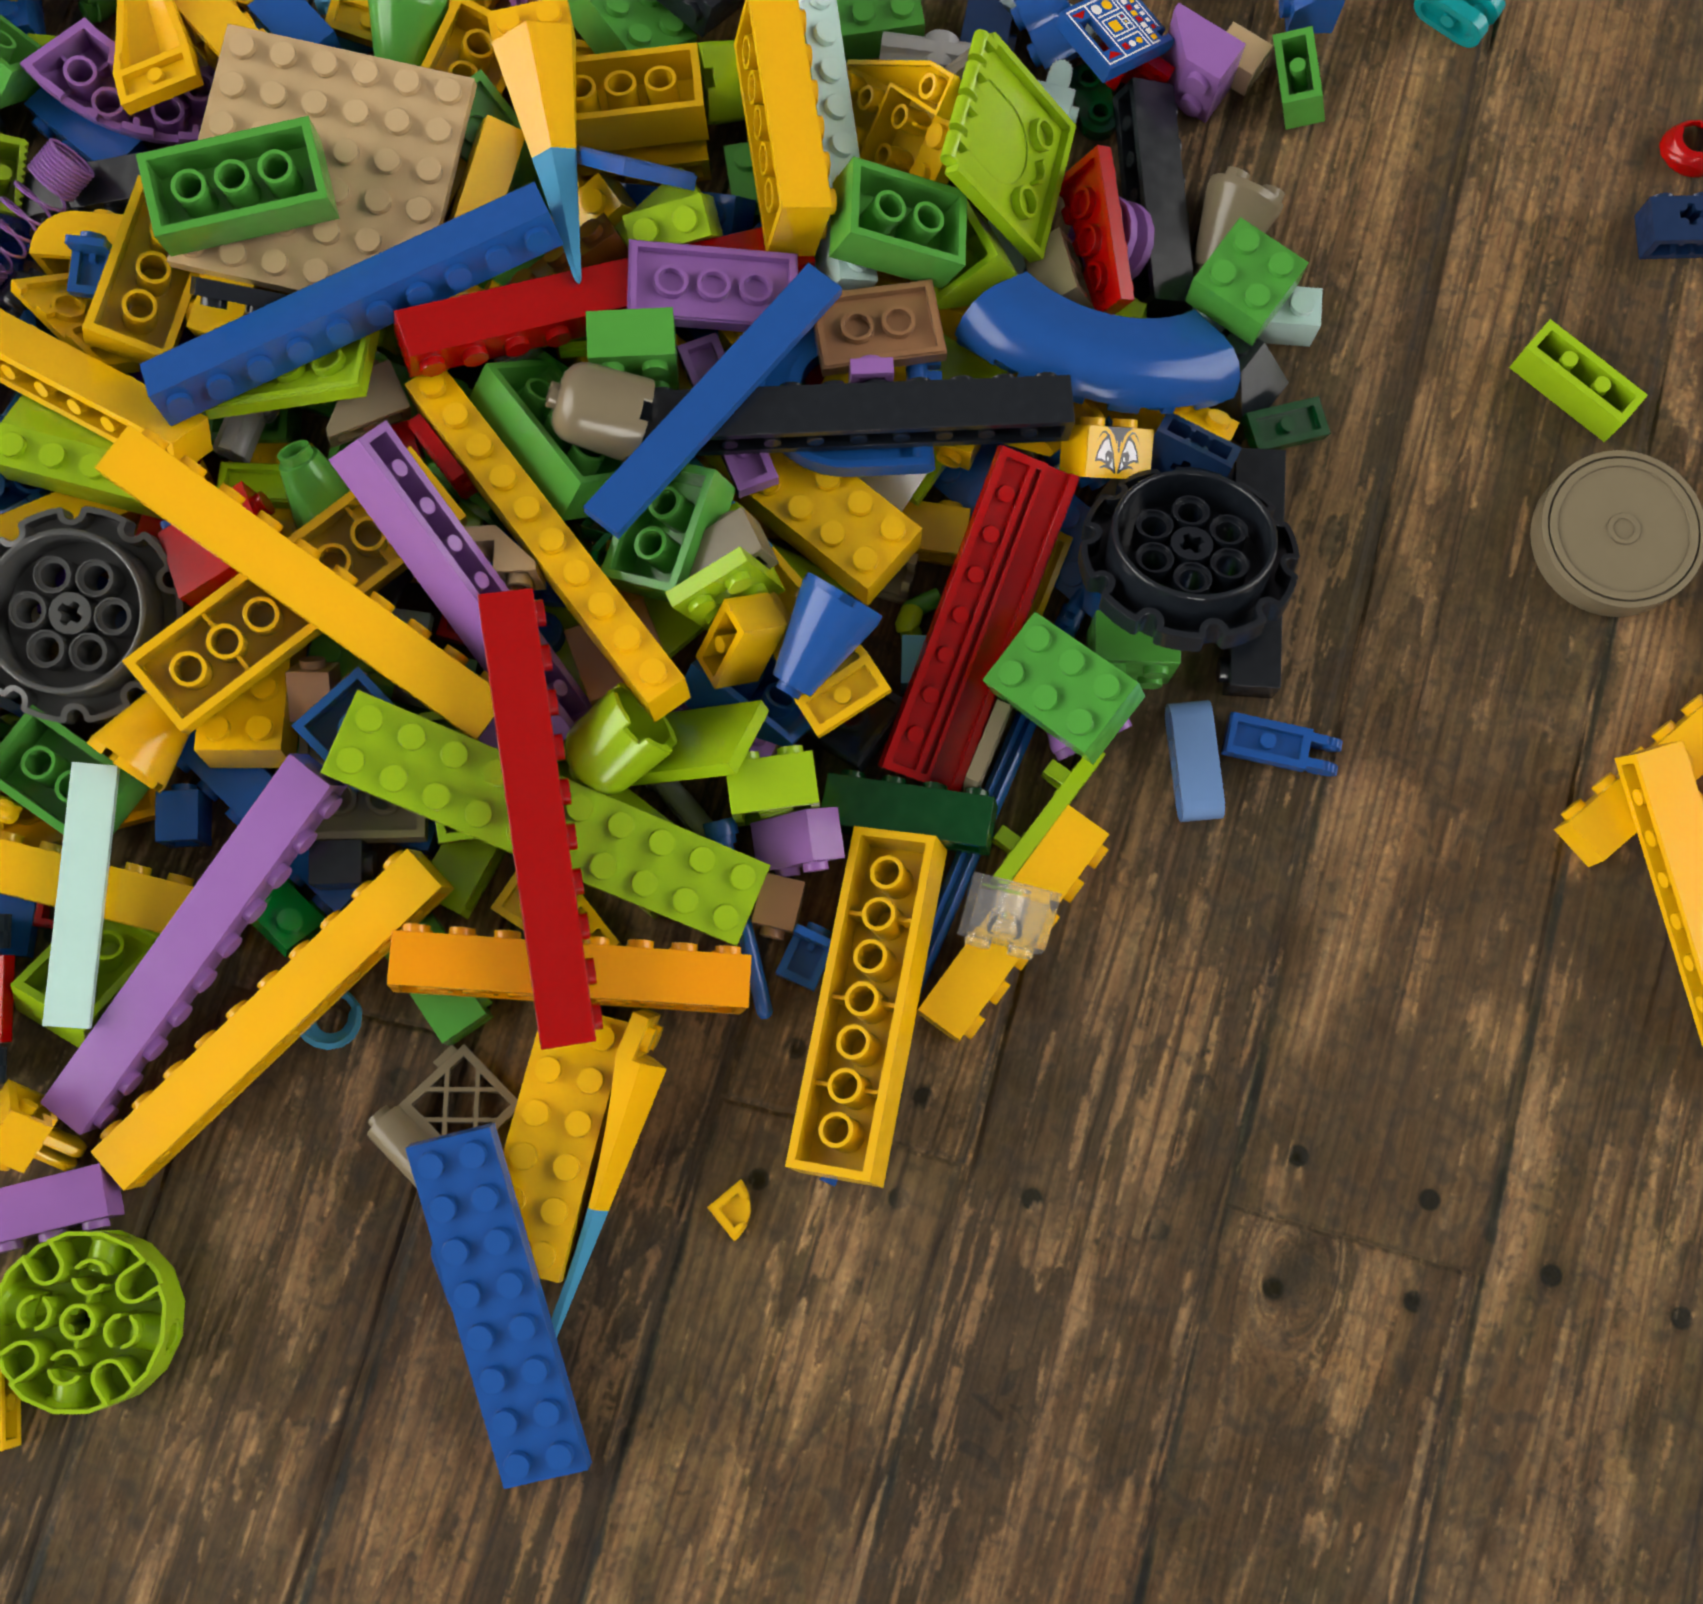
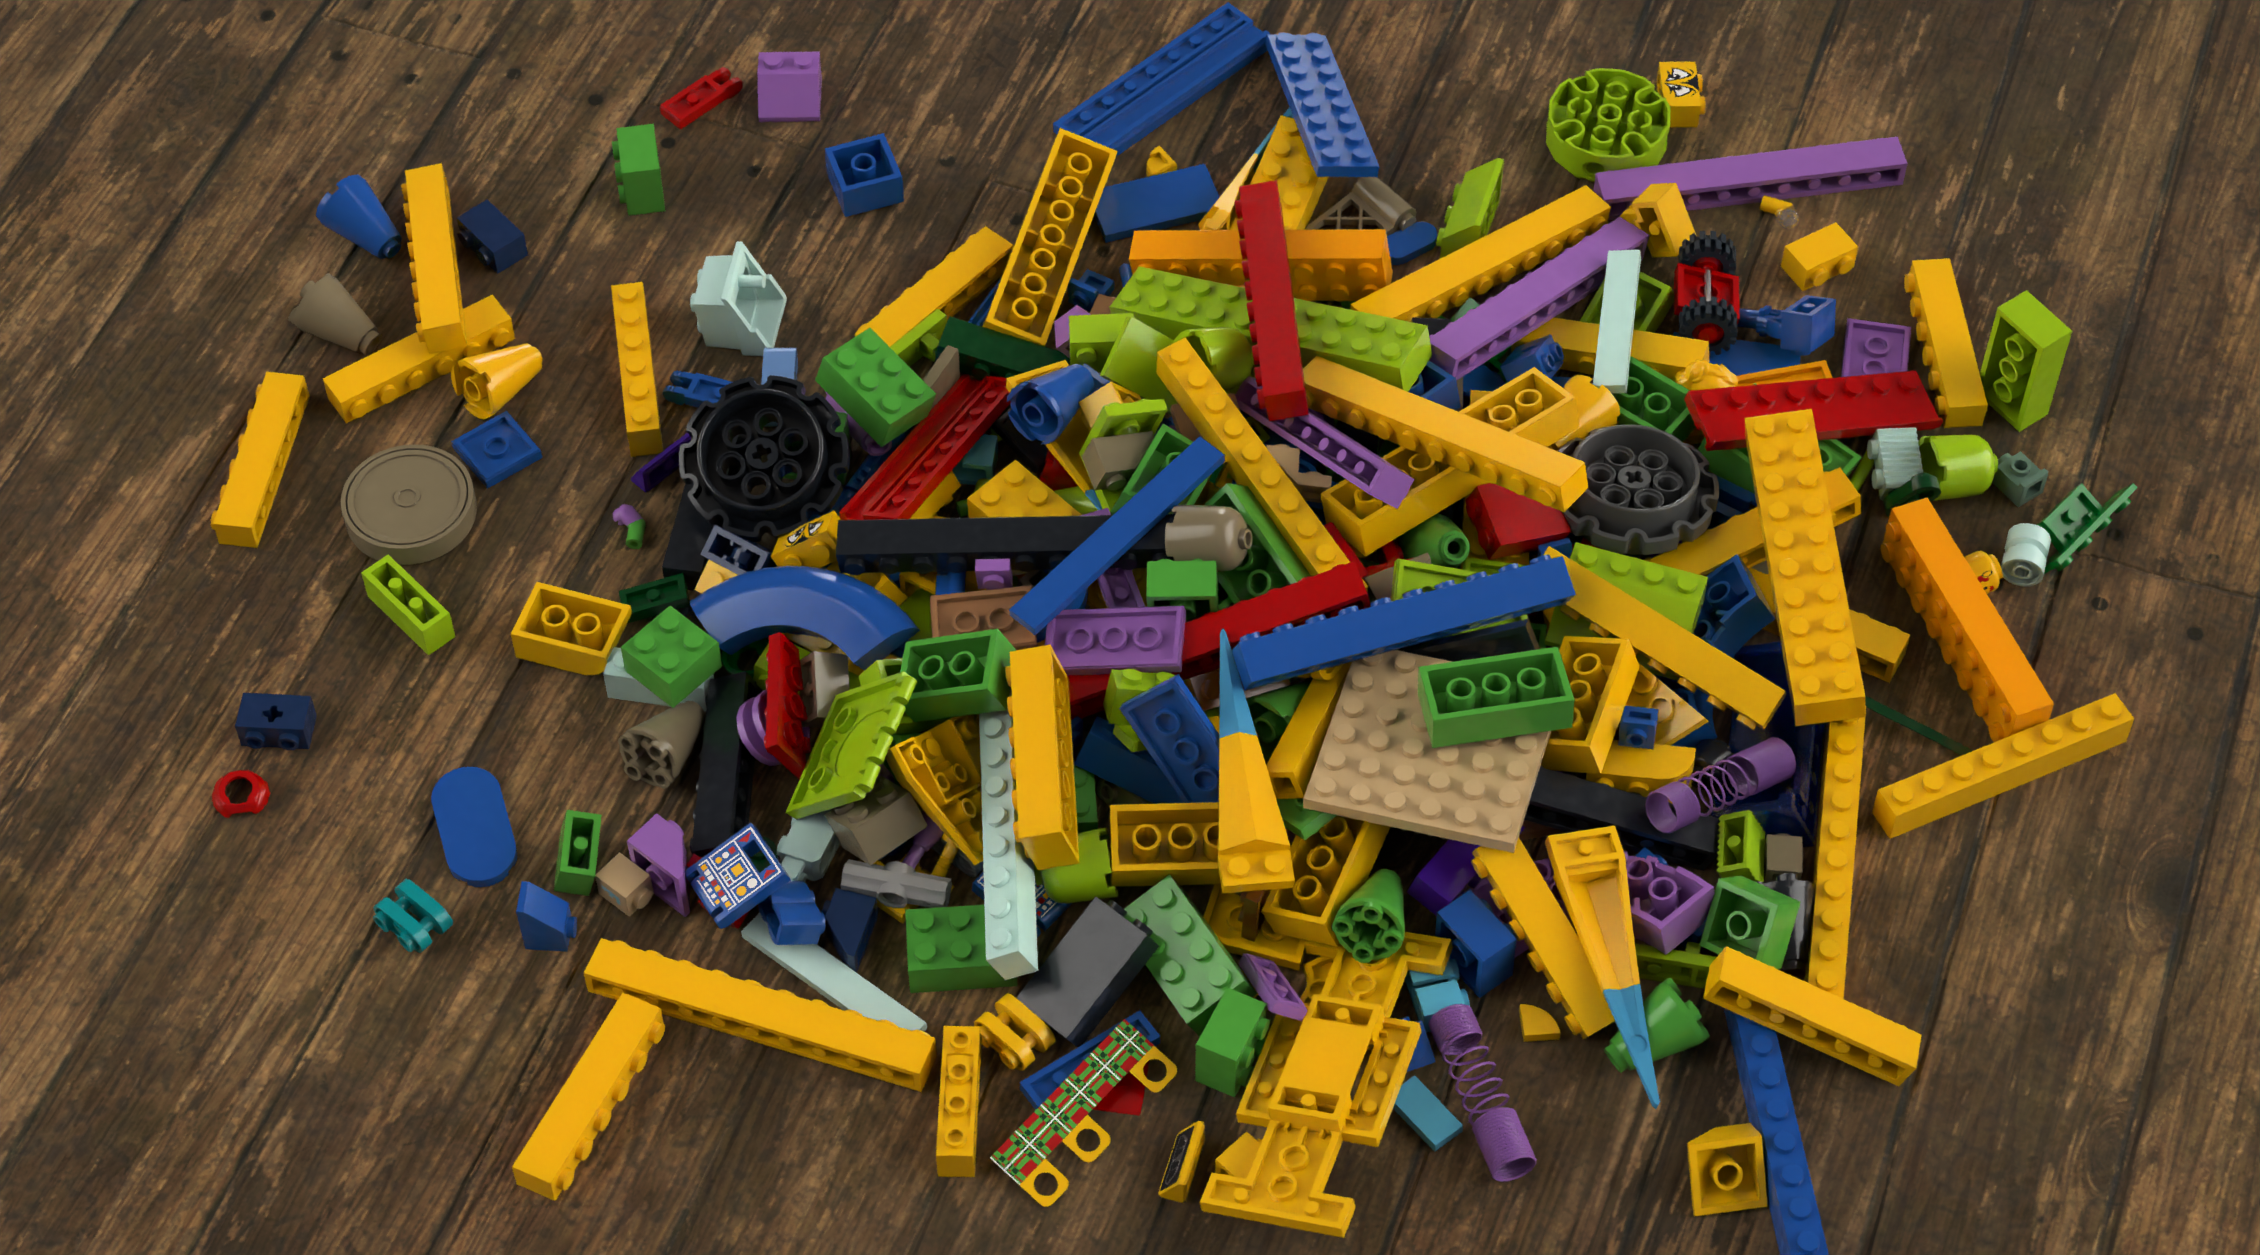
camera: 175 degrees left, 25 degrees down
(198, 818) = (1541, 353): none -> blue brick
(285, 1130) = (1473, 208): none -> lime slope
(382, 1085) = (1411, 242): none -> blue tile
(723, 1136) = (1155, 202): none -> blue tile
(735, 1369) = (1167, 80): none -> blue plate
(1008, 915) = (939, 277): clear slope -> none
(1142, 1129) = (864, 175): none -> blue brick
(1272, 869) = (737, 303): none -> light aqua piece
(1278, 1304) = (789, 86): none -> medium lavender slope
(1320, 634) = (660, 466): none -> dark purple slope
(1335, 542) = (636, 525): none -> arm
(1375, 360) = (569, 629): none -> yellow brick
(1384, 769) = (637, 369): none -> yellow brick
(1402, 1276) = (700, 97): none -> red hinge
(1422, 126) = (474, 826): none -> blue tile
(1459, 1104) = (638, 169): none -> bright green brick
(1531, 643) = (496, 449): none -> blue tile
(1561, 734) = (494, 377): none -> yellow cone
(1632, 982) = (491, 236): none -> dark blue brick

